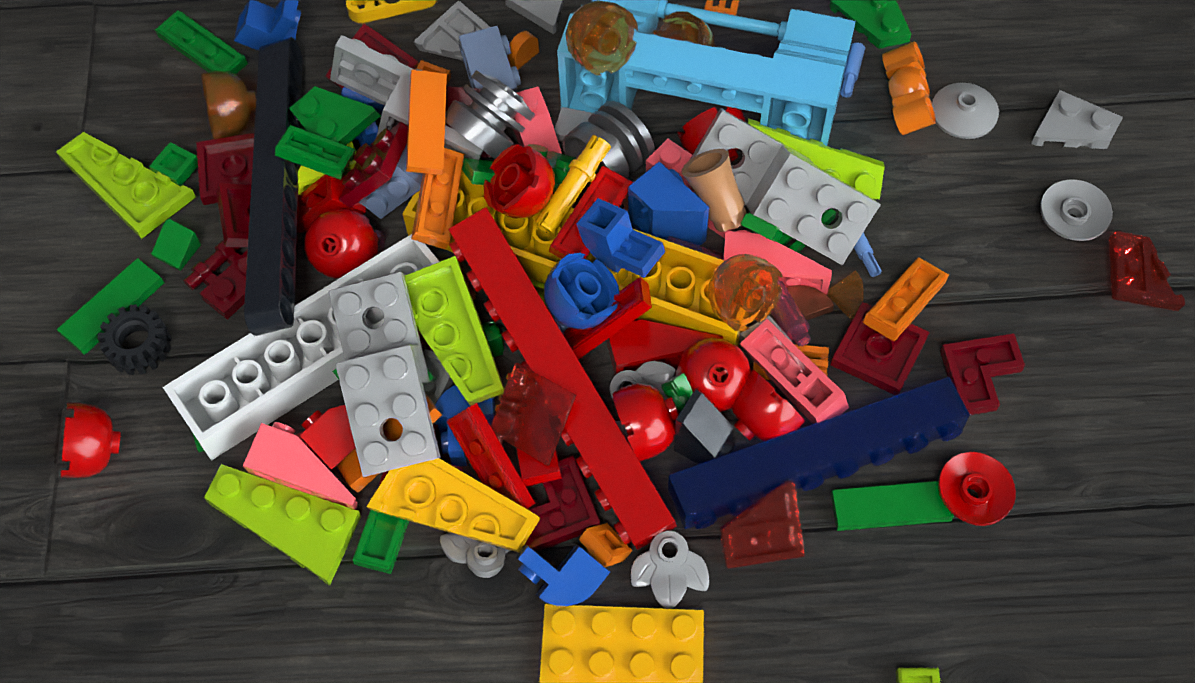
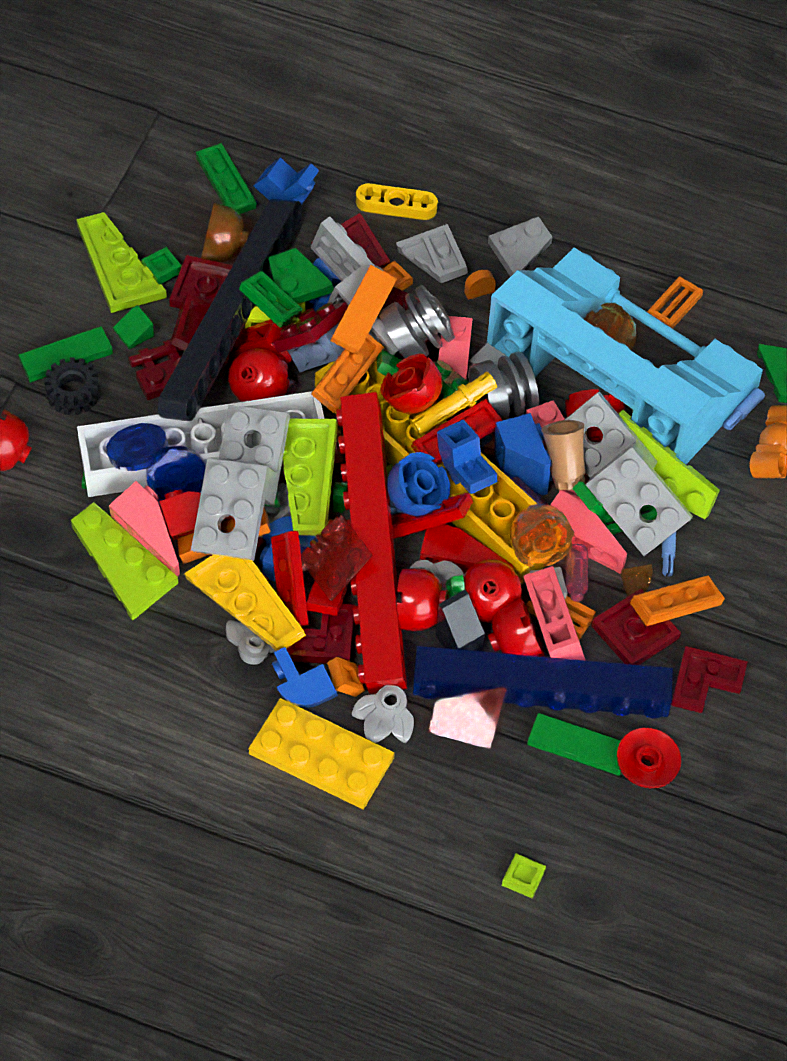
camera: 20 degrees right, 5 degrees down
(245, 383) = (137, 446): none -> clear blue tile
(301, 390) = (176, 470): none -> clear blue tile
(380, 542) = (183, 605): green tile -> none
(487, 53) = (443, 281): sand blue brick -> none
(601, 36) = (526, 297): clear orange cylinder -> none
(811, 301) = (601, 573): copper tile -> none

